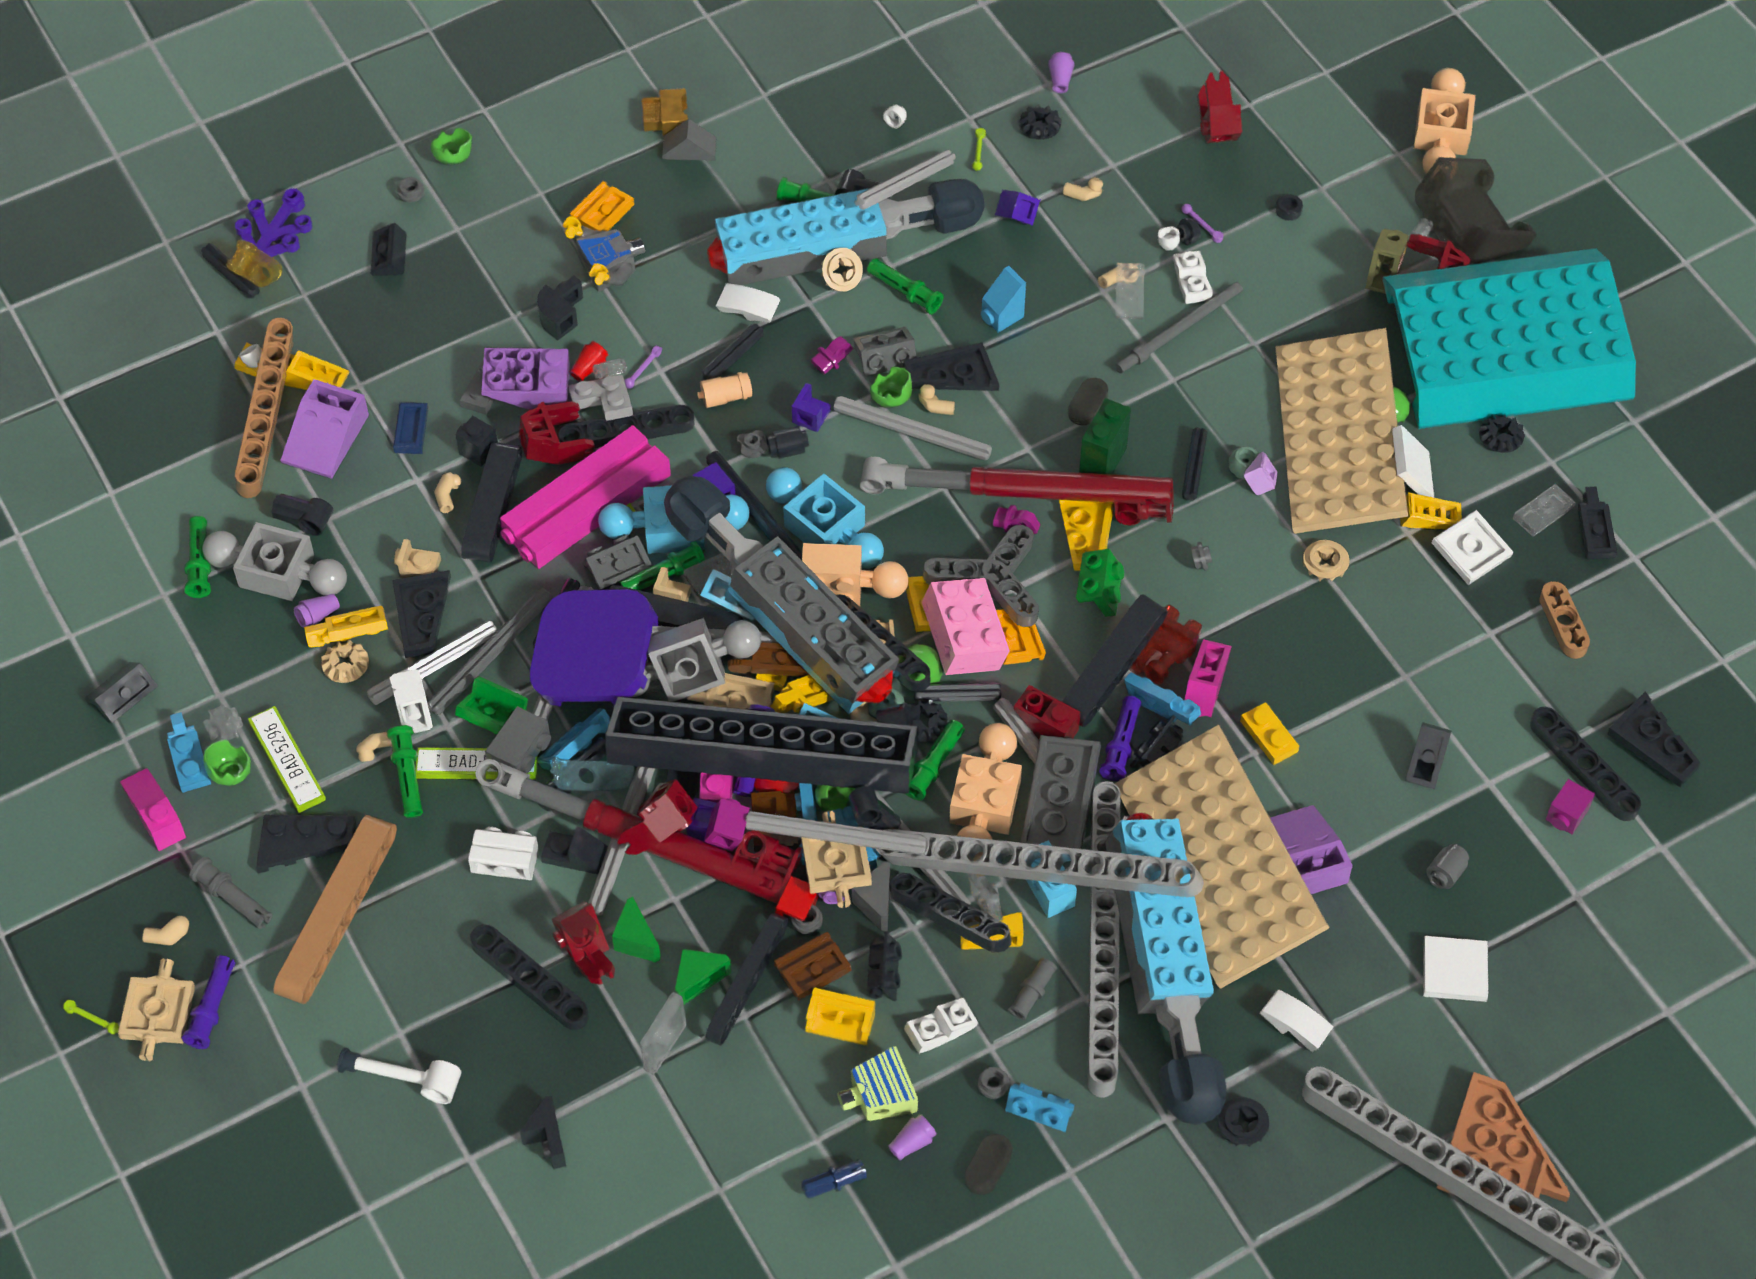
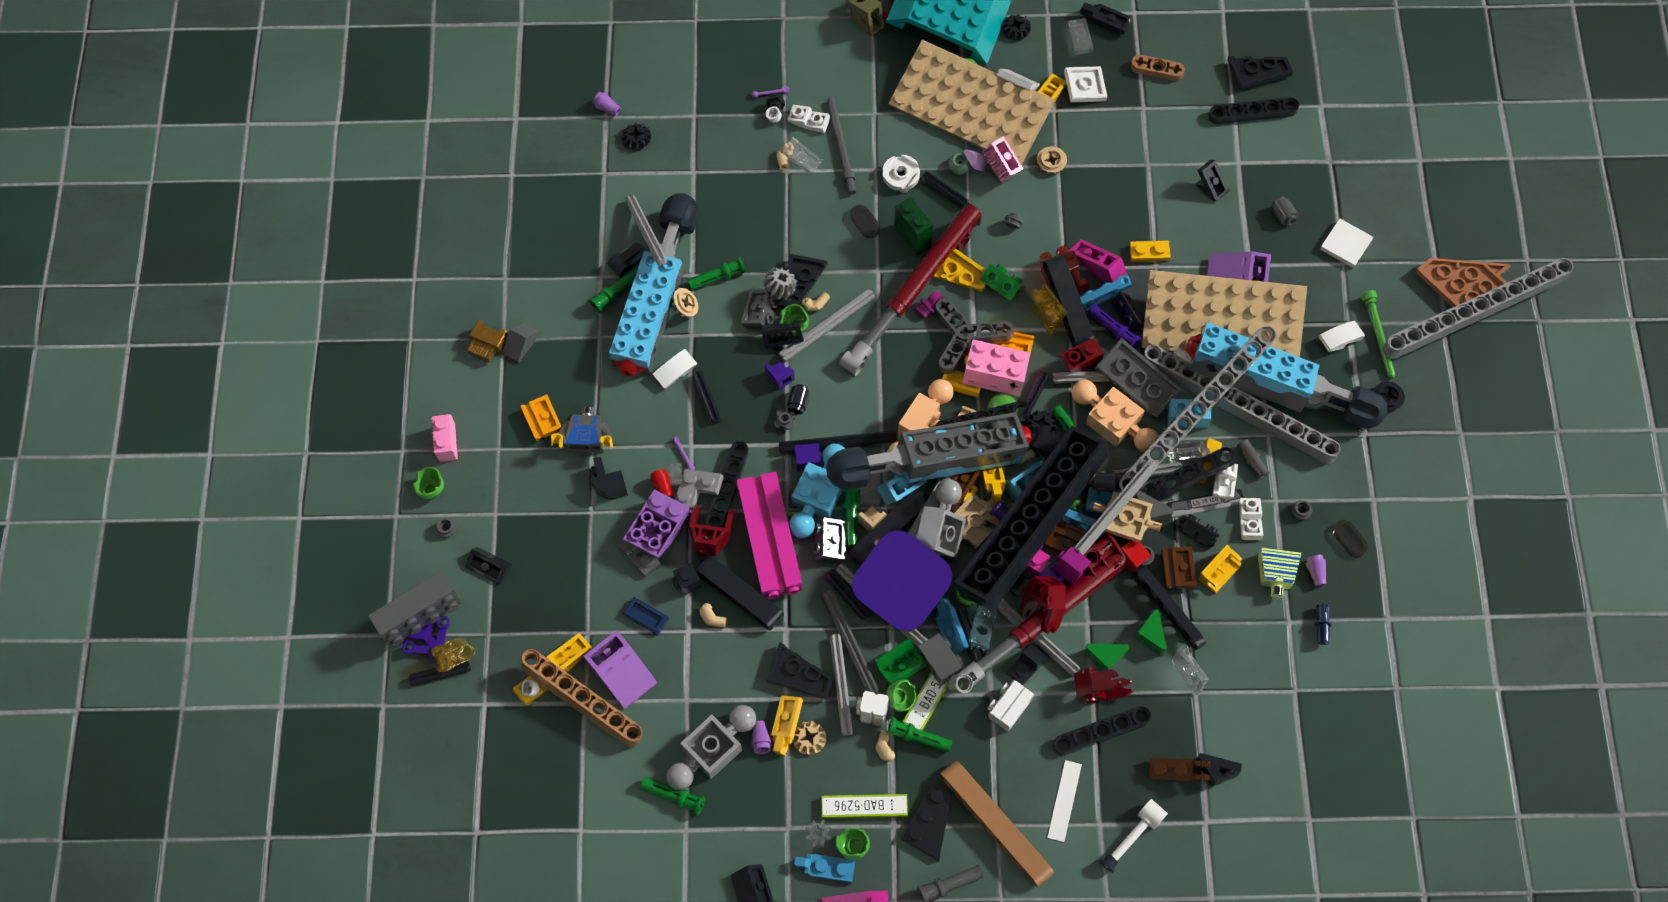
camera: 60 degrees left, 10 degrees up
(281, 198) = (415, 609): none -> dark grey piece
(309, 515) = (682, 709): black piece -> none
(411, 978) = (1064, 801): none -> white sticker
(415, 561) = (758, 659): tan bracket -> none
(446, 725) = (901, 695): none -> bright green hair
(516, 1081) = (1176, 769): none -> reddish brown hinge
(517, 132) = (444, 438): none -> bright pink brick
(726, 389) = (735, 414): light nougat piece -> none
(823, 513) = (869, 405): medium azure brick -> none
(832, 355) = (745, 347): magenta piece -> none
(860, 380) = (775, 341): none -> black slope
(891, 114) = (582, 212): white hinge -> none
(925, 342) = (779, 283): none -> light grey gear
(932, 962) = (1203, 503): none -> sticker
(972, 964) = (1225, 483): none -> white hips
(980, 133) = (621, 173): lime hinge -> none
(1004, 300) = (769, 225): dark azure slope -> none
(1017, 206) = (697, 182): dark purple panel -> none
(1031, 1105) = (1334, 487): dark azure hinge -> none
(1084, 193) = (708, 140): tan arm -> none
(1086, 637) = (1047, 308): none -> clear yellow hinge
(1183, 419) = (898, 182): none -> white plate
(1218, 115) = (699, 36): dark red piece -> none
(1277, 497) = (1002, 159): none -> bright pink brick
(1289, 207) = (788, 41): black tile -> none
(1382, 1033) = (1370, 298): none -> bright green piece
(1570, 807) = (1279, 132): magenta brick -> none

